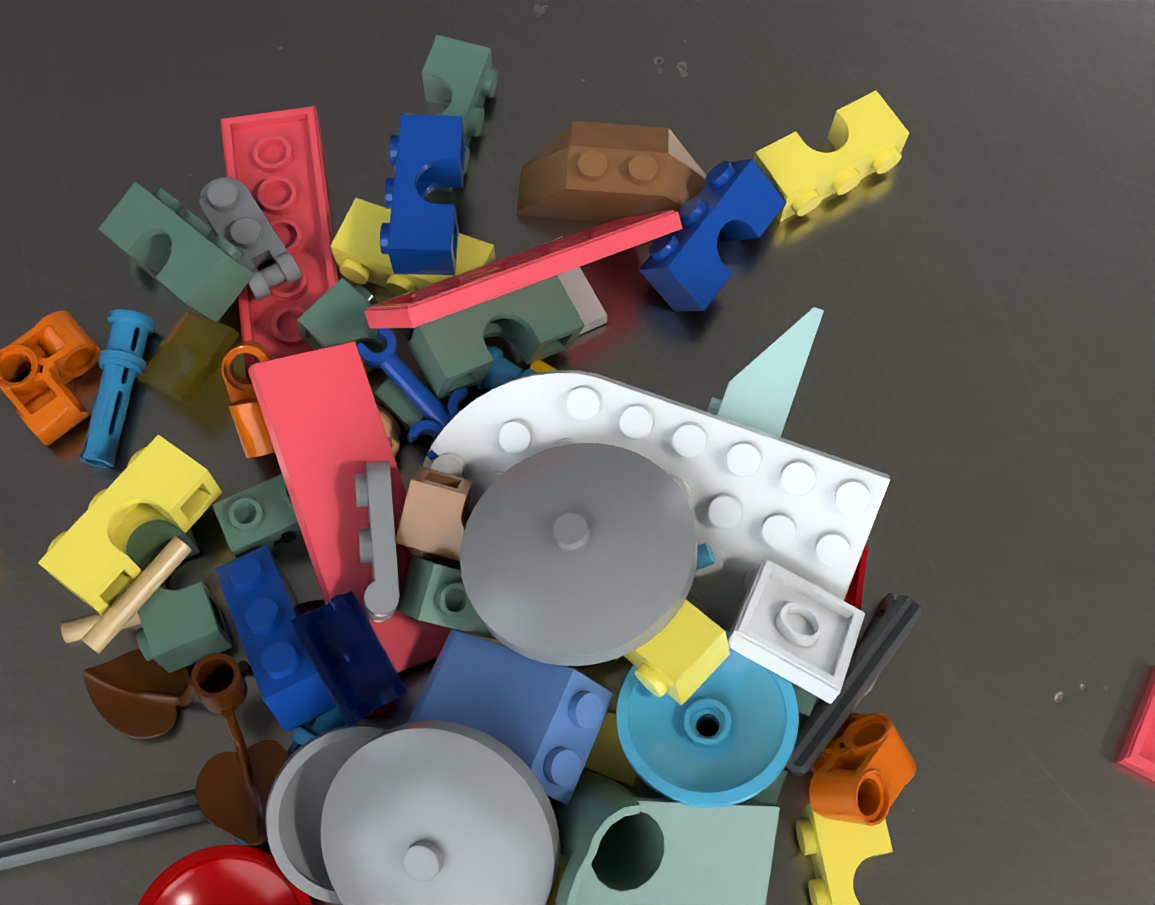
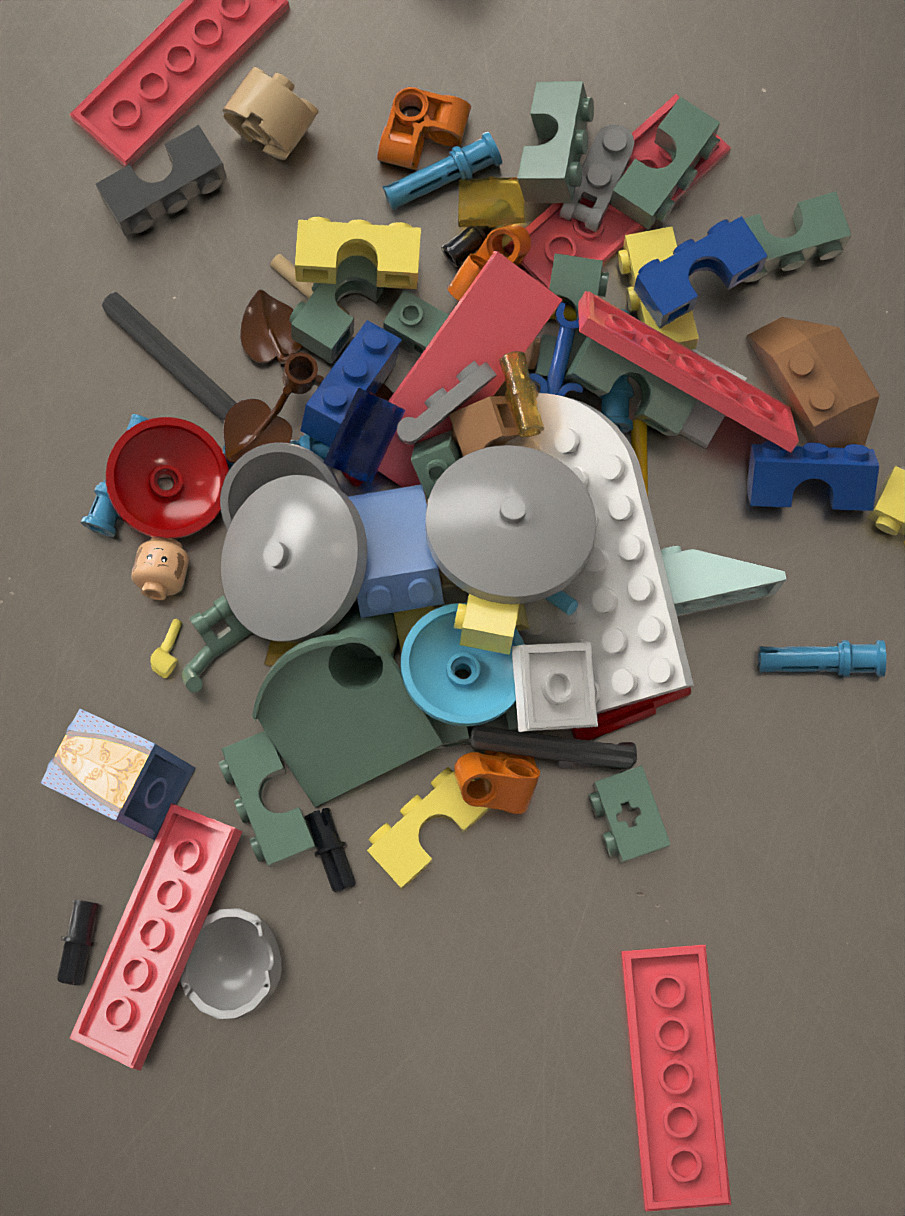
camera: 60 degrees right, 10 degrees up
(136, 595) = (320, 287): tan piece -> none
(212, 411) = (466, 243): none -> black axle
(298, 196) = (648, 192): none -> sand green arch
(429, 449) = (521, 394): none -> clear yellow pin
(918, 329) = (843, 658): none -> dark azure pin
(1001, 641) = (634, 792): none -> sand green brick

